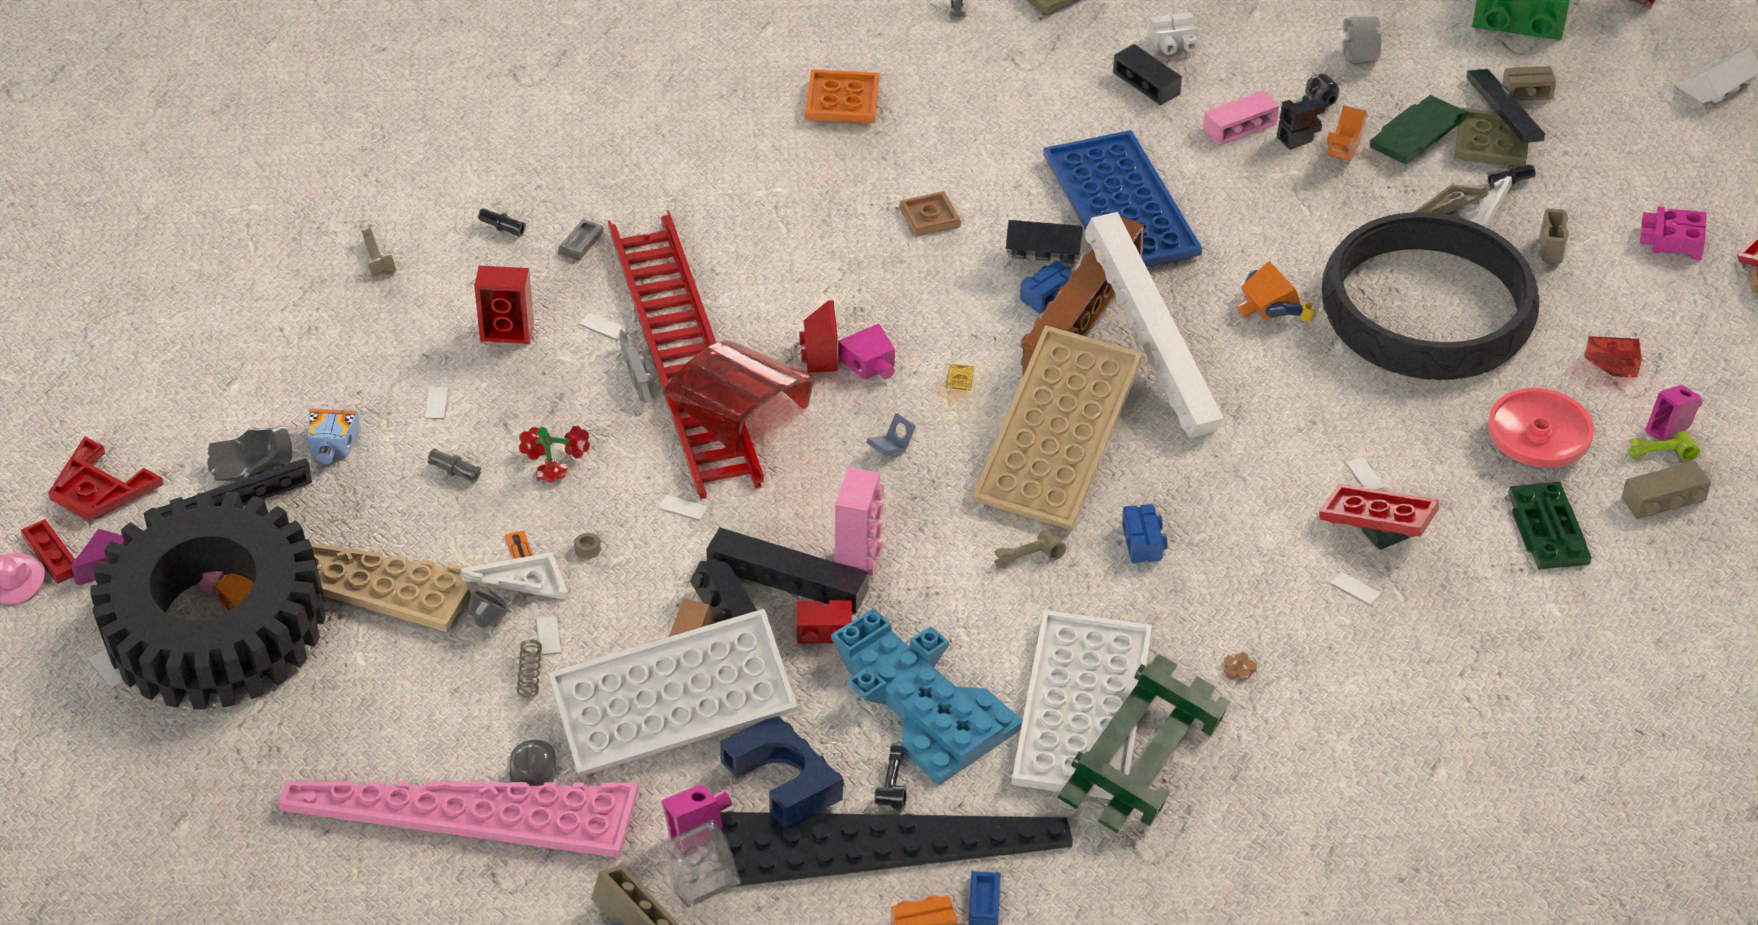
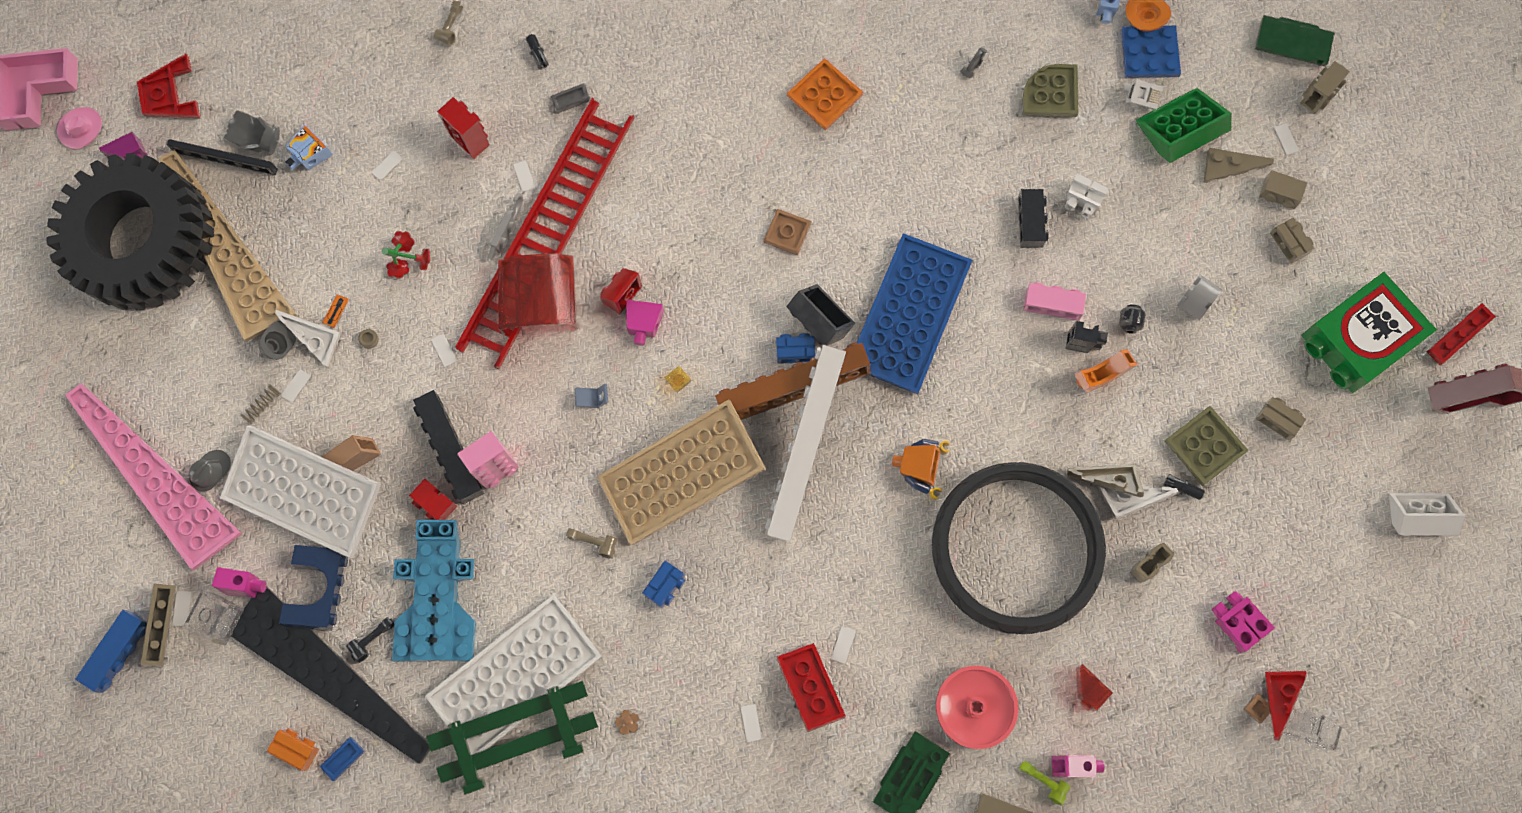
camera: 45 degrees right, 30 degrees up
(49, 550) = (111, 120): red tile -> none
(454, 465) = (350, 223): dark grey pin -> none
(721, 590) = (391, 449): black brick -> none
(1417, 129) = (1160, 401): dark green piece -> none
(1505, 106) = (1239, 428): black tile -> none

